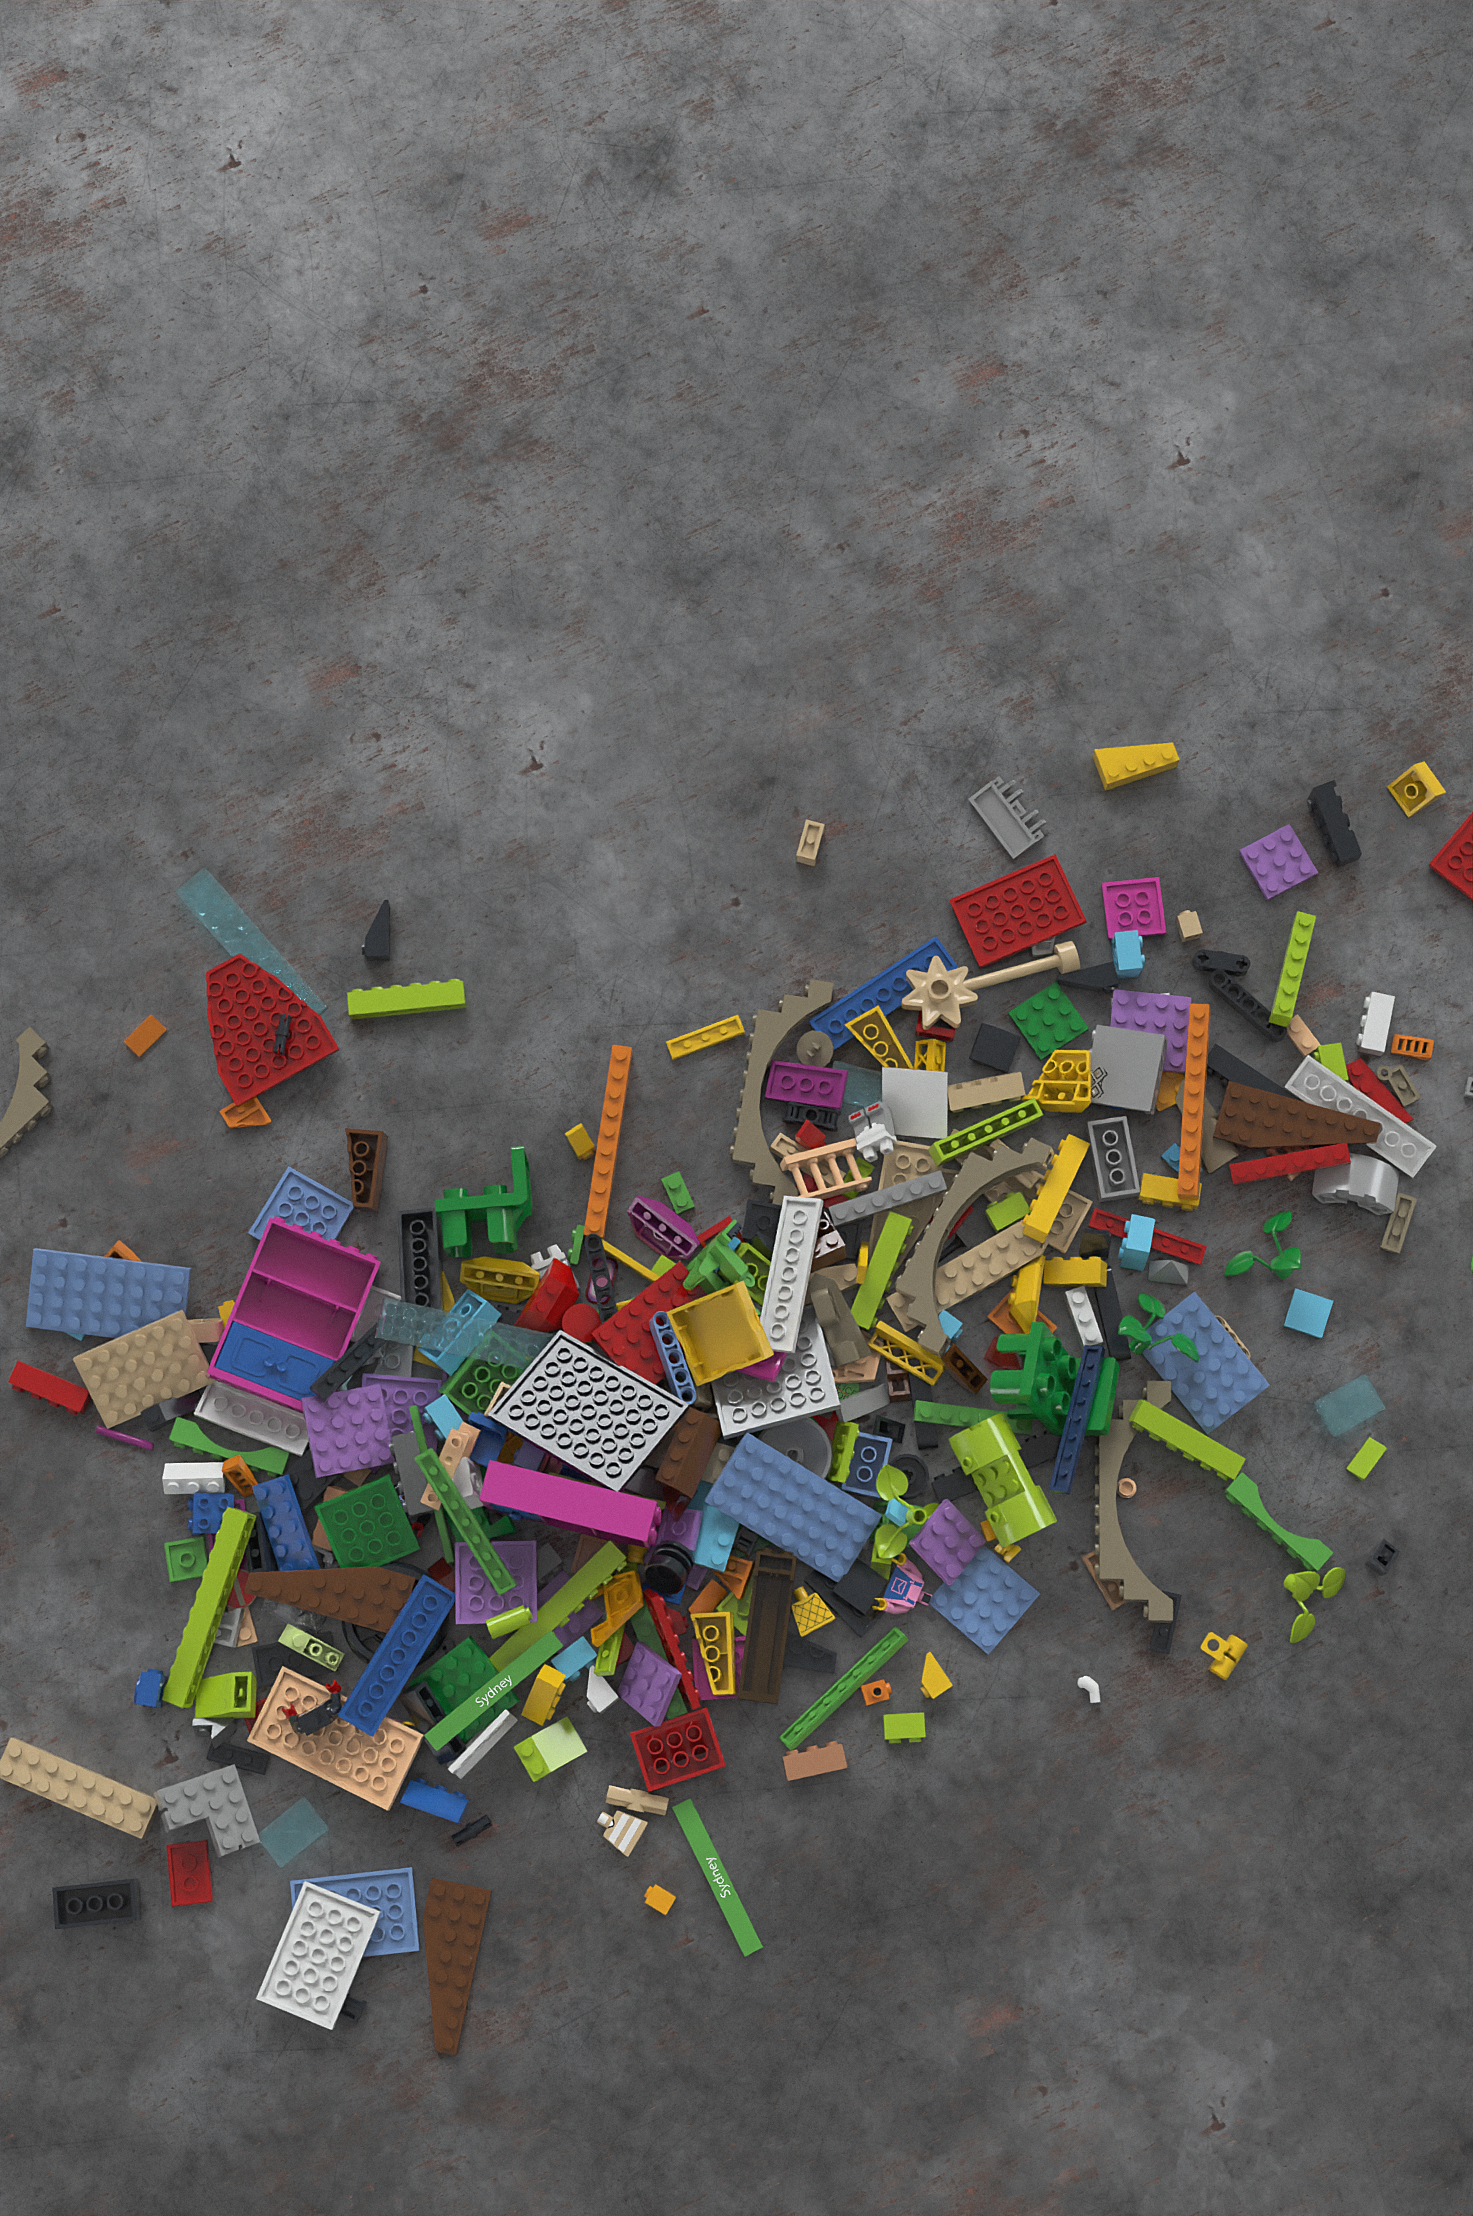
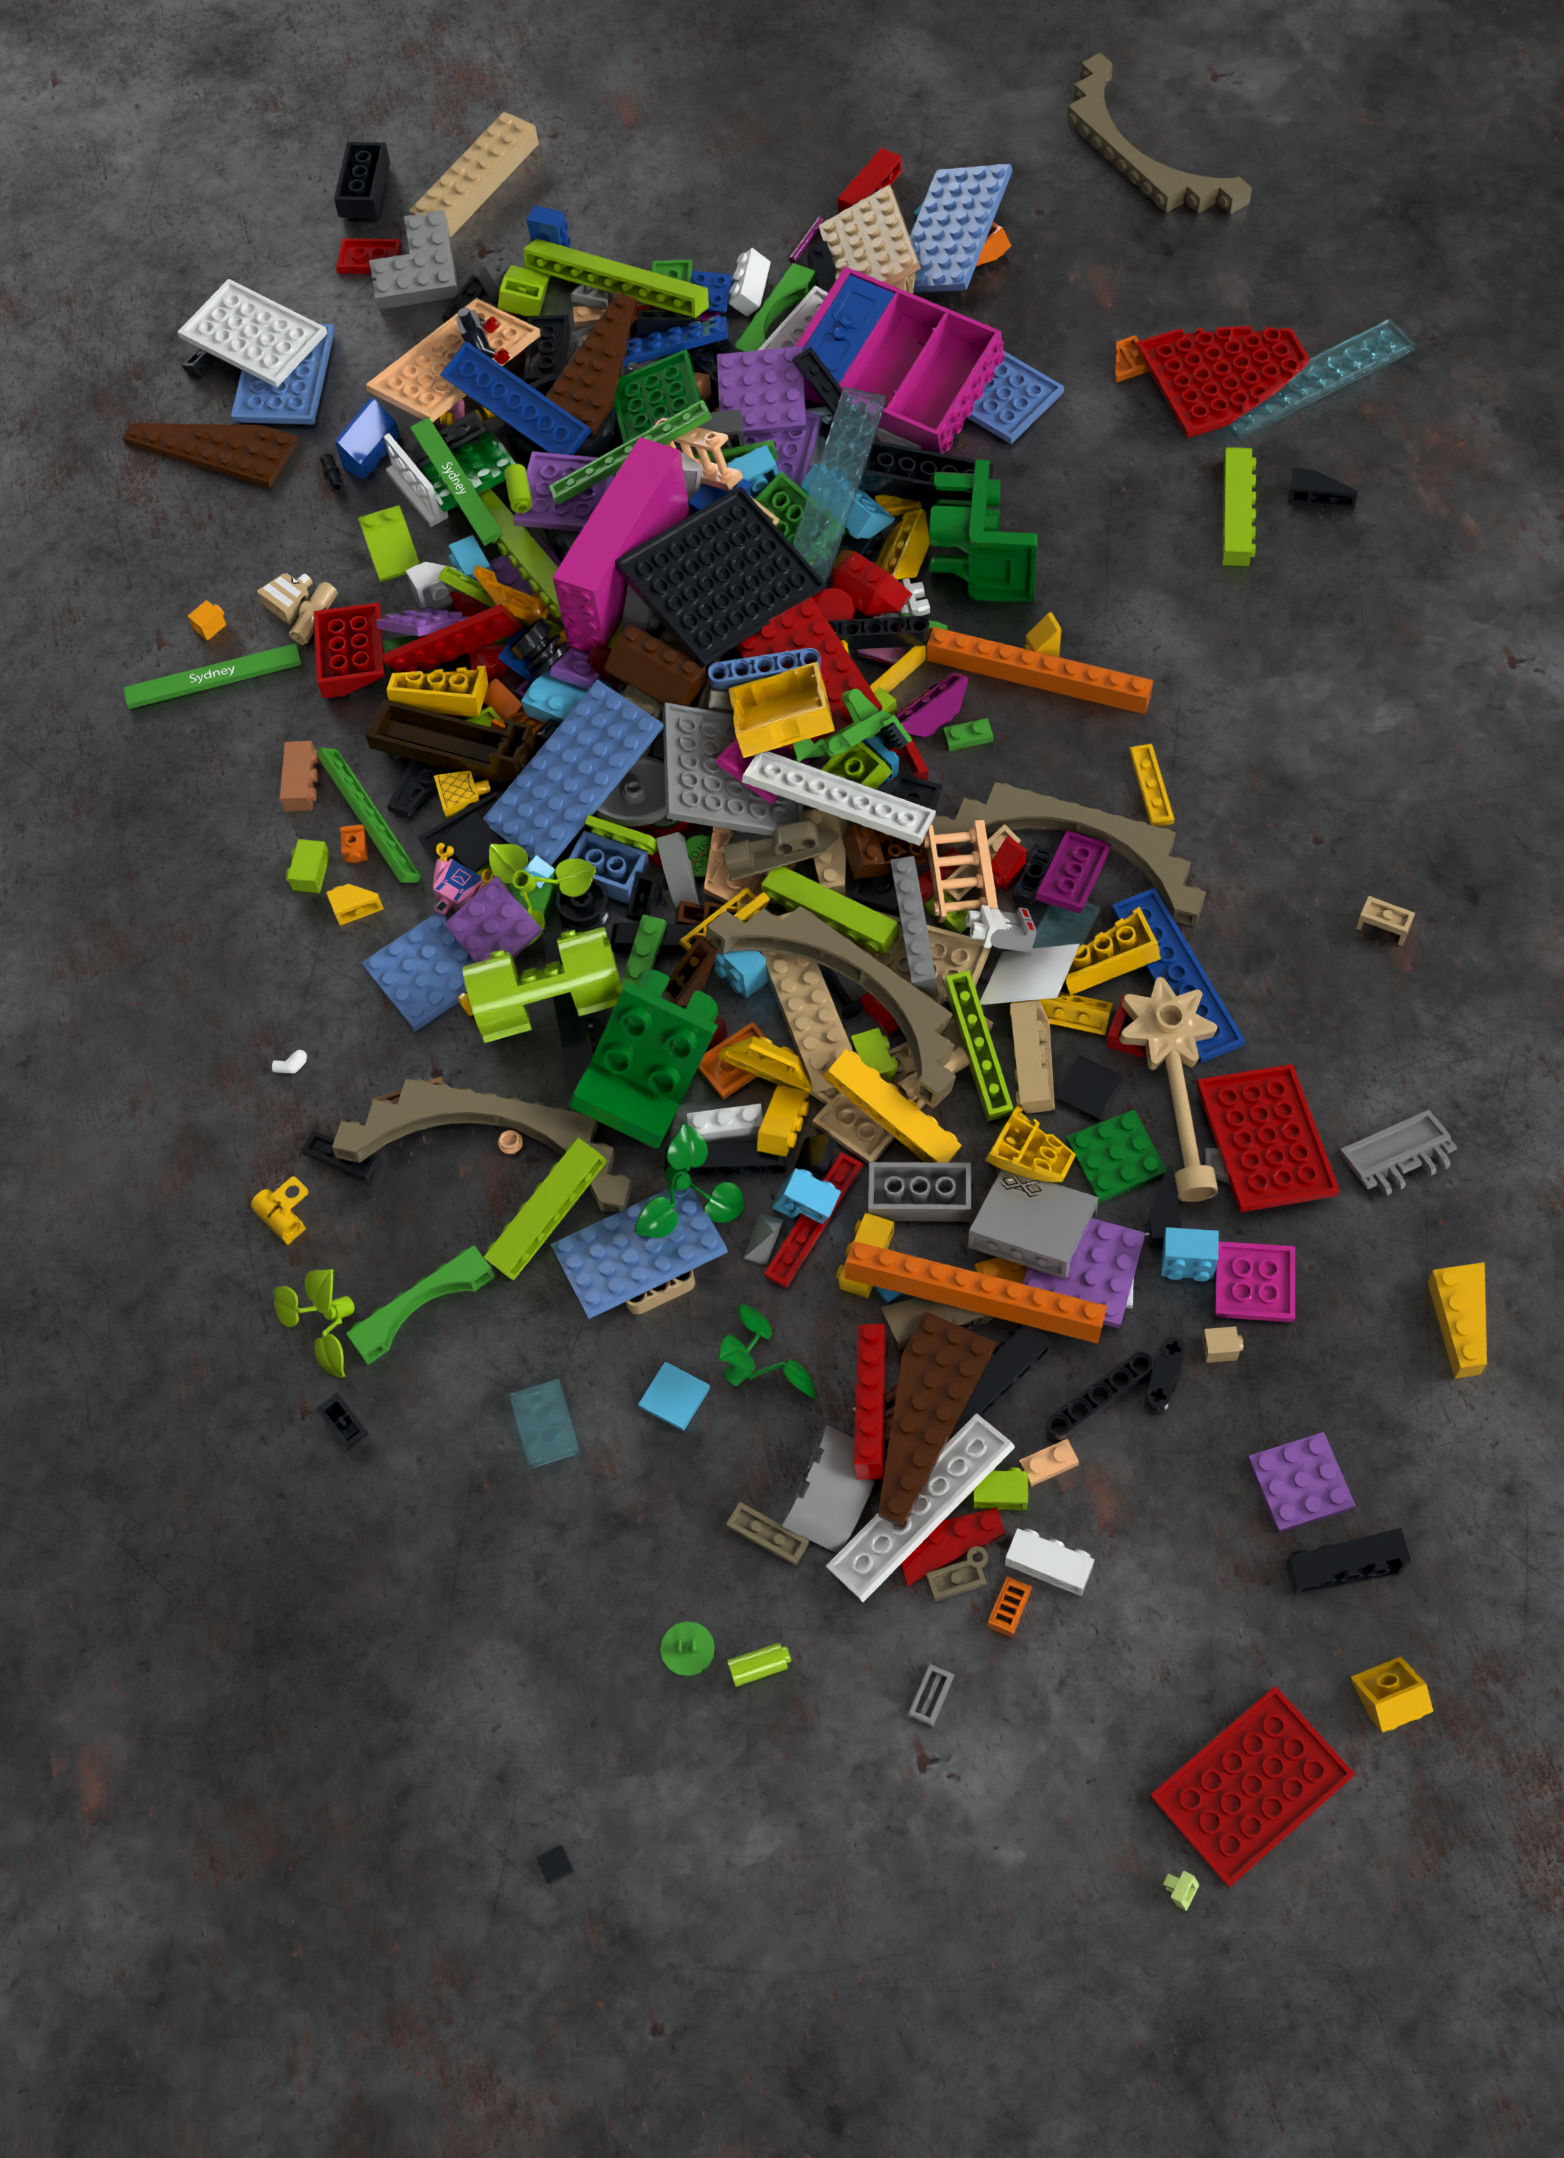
camera: 105 degrees right, 15 degrees down
(145, 1036) = (1230, 285): orange slope -> none
(235, 1465) = (745, 313): orange slope -> none
(282, 1034) = (1209, 380): black pin -> none
(293, 1832) = (379, 333): clear light blue plate -> none
(311, 1647) = (551, 353): yellowish green slope -> none
(366, 1166) = (1048, 449): reddish brown wedge -> none
(544, 1695) = (442, 532): yellow brick -> none
(815, 1049) = (1117, 891): dark tan piece -> none
(862, 1262) = (836, 881): yellow tile -> none
(1077, 1420) = (594, 1073): dark blue plate -> none
(1292, 969) = (1141, 1457): lime brick -> none
(1366, 1458) = (471, 1429): lime slope -> none

